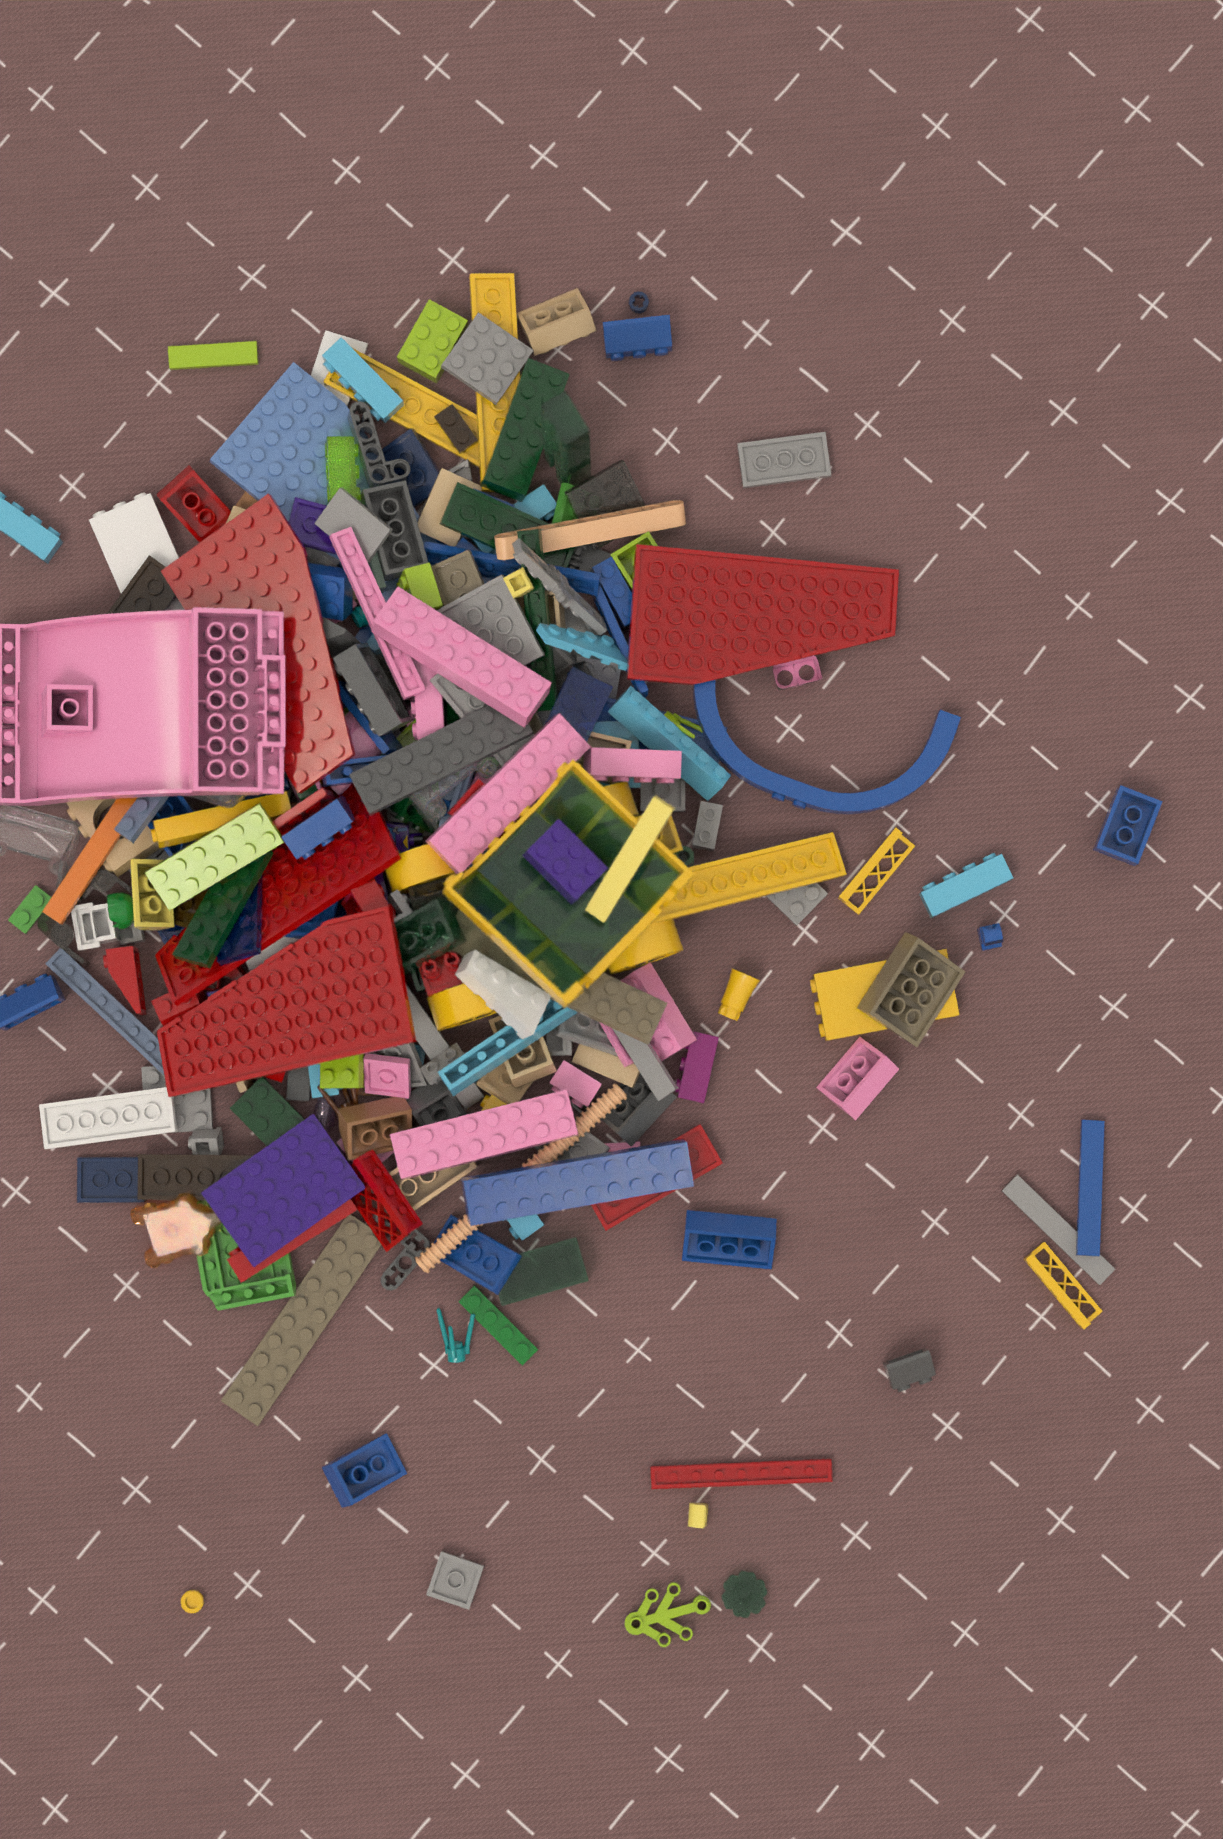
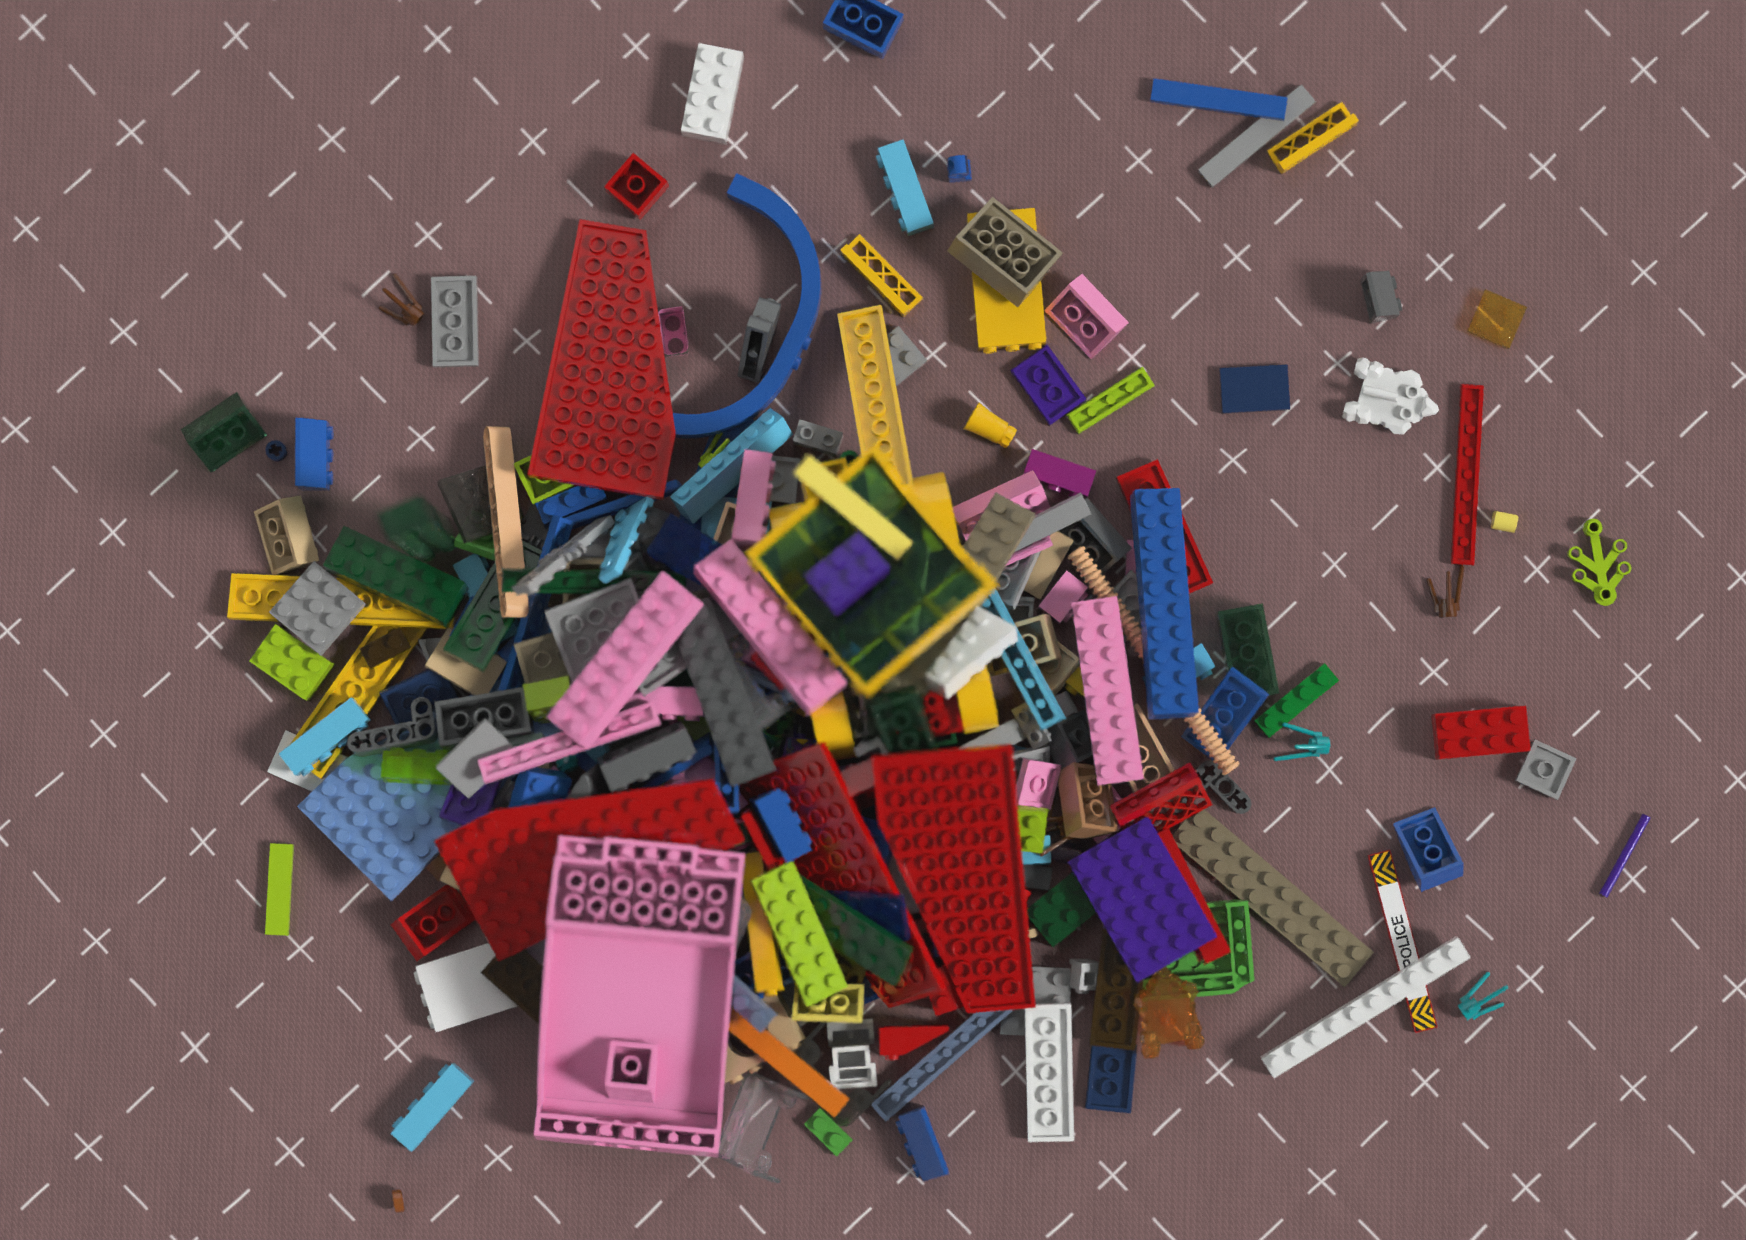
camera: 80 degrees left, 0 degrees up
(120, 909) = (841, 1035): green hair -> none
(192, 1601) = (1541, 1035): yellow tile -> none
(201, 1422) = (1365, 1006): none -> white brick
(212, 1527) = (1470, 1007): none -> teal plant
(271, 1453) = (1400, 934): none -> tile
(377, 1667) = (1624, 856): none -> dark purple bar
(484, 1511) = (1480, 732): none -> red brick
(518, 583) = (555, 595): light yellow brick -> none
(606, 1466) = (1447, 607): none -> reddish brown plant
(650, 249) = (223, 432): none -> clear green slope
(729, 1239) = (1234, 460): blue slope -> none
(744, 1594) = (1586, 484): clear green plant -> none
(777, 1111) = (1110, 400): none -> lime tile
(785, 1047) = (1048, 385): none -> dark purple tile
(787, 416) = (411, 313): none -> reddish brown plant
(798, 756) = (758, 339): none -> dark grey brick
(803, 1253) = (1254, 389): none -> dark blue tile
(809, 1387) = (1389, 398): none -> white shield
(900, 1488) = (1496, 319): none -> clear yellow plate
(937, 621) = (636, 186): none -> red brick
(1038, 685) = (712, 93): none -> white brick

